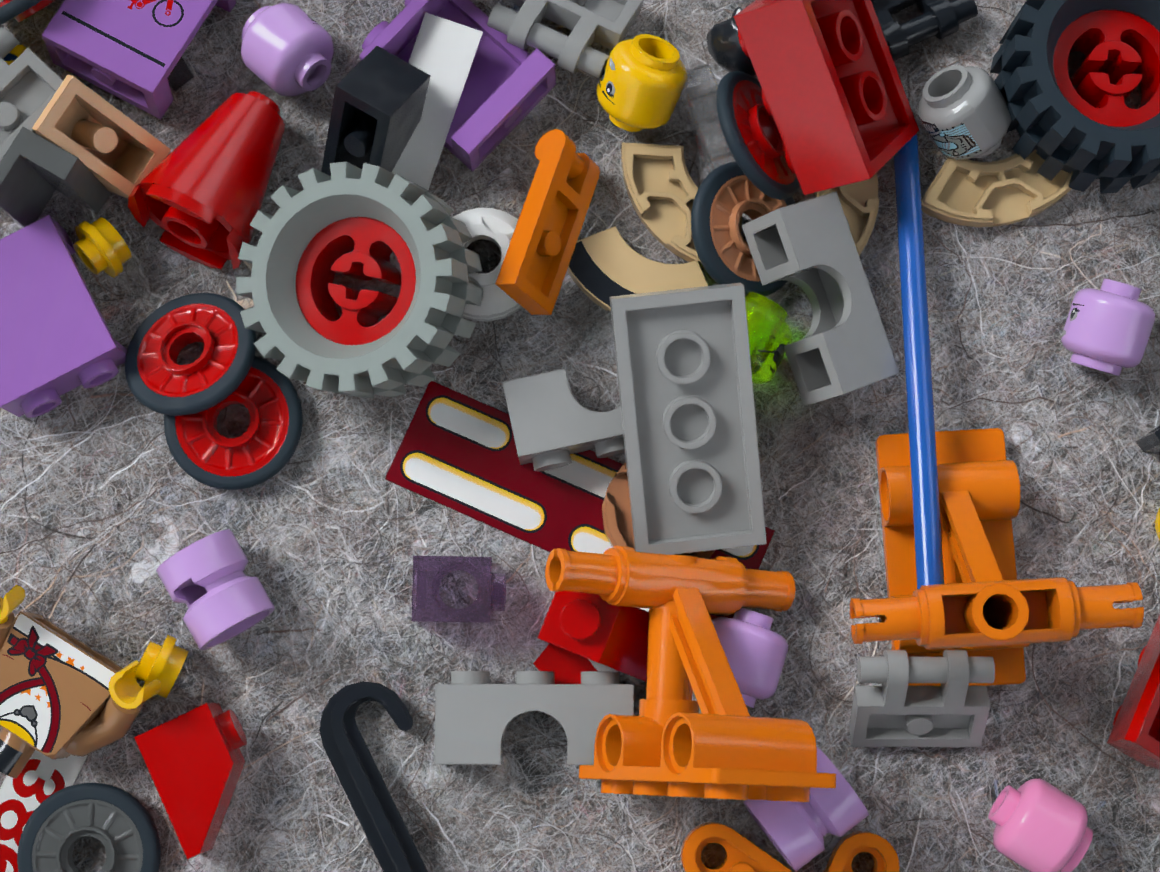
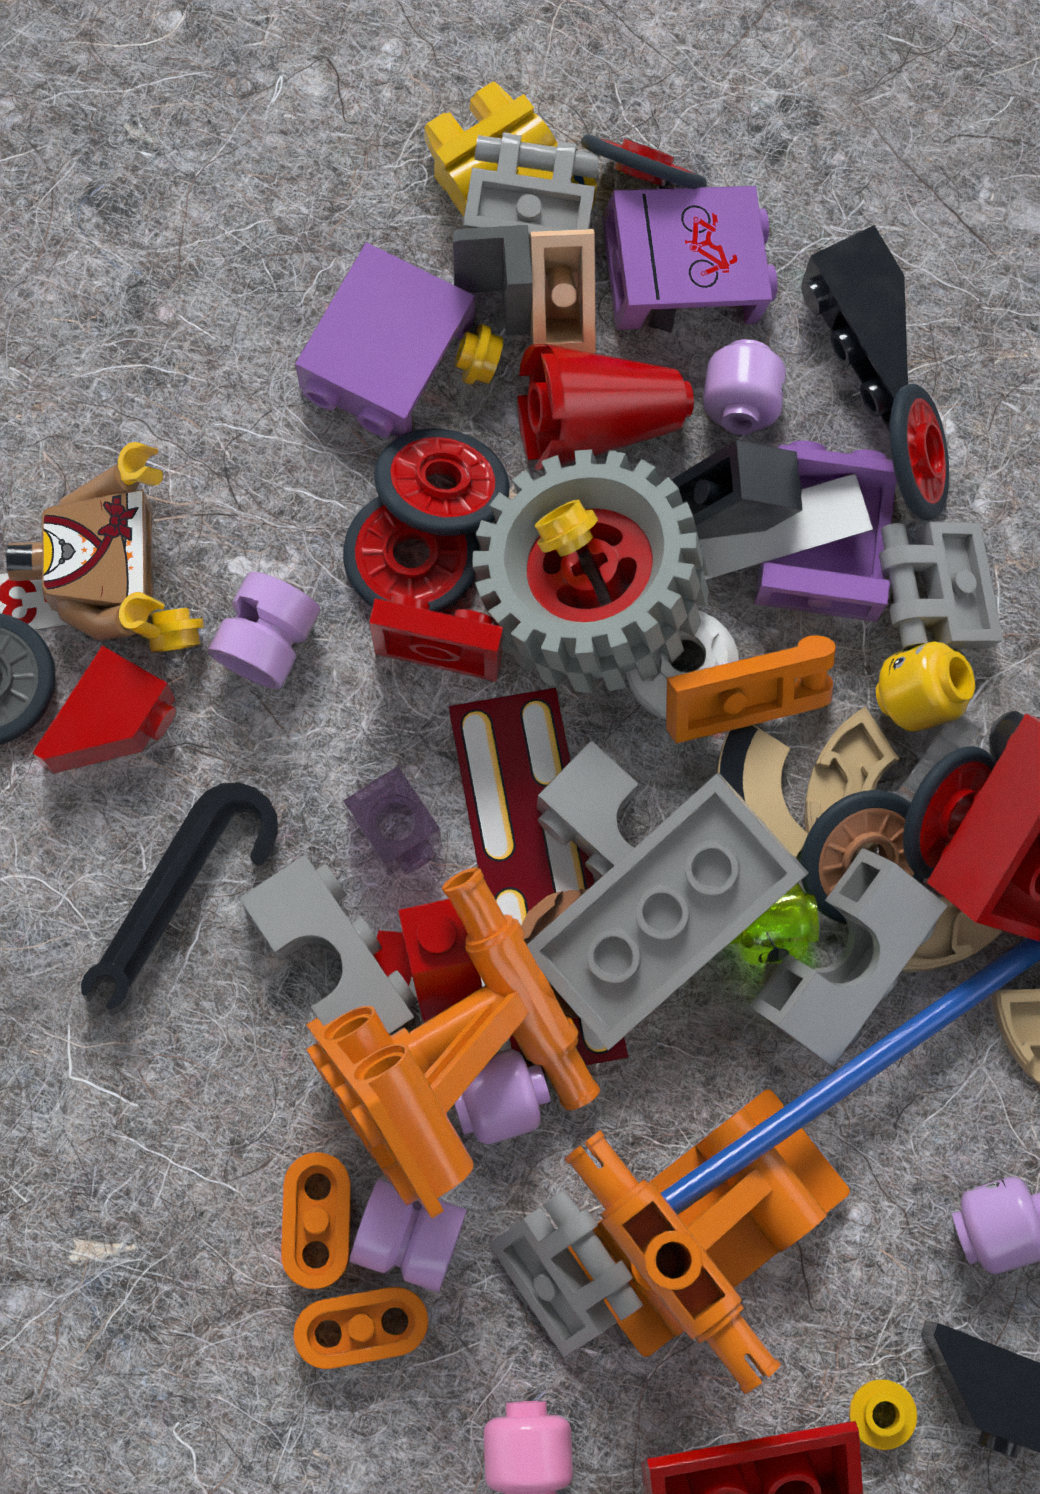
camera: 50 degrees right, 5 degrees down
(308, 466) = (455, 643): none -> red plate
(312, 278) = (566, 528): none -> yellow plate

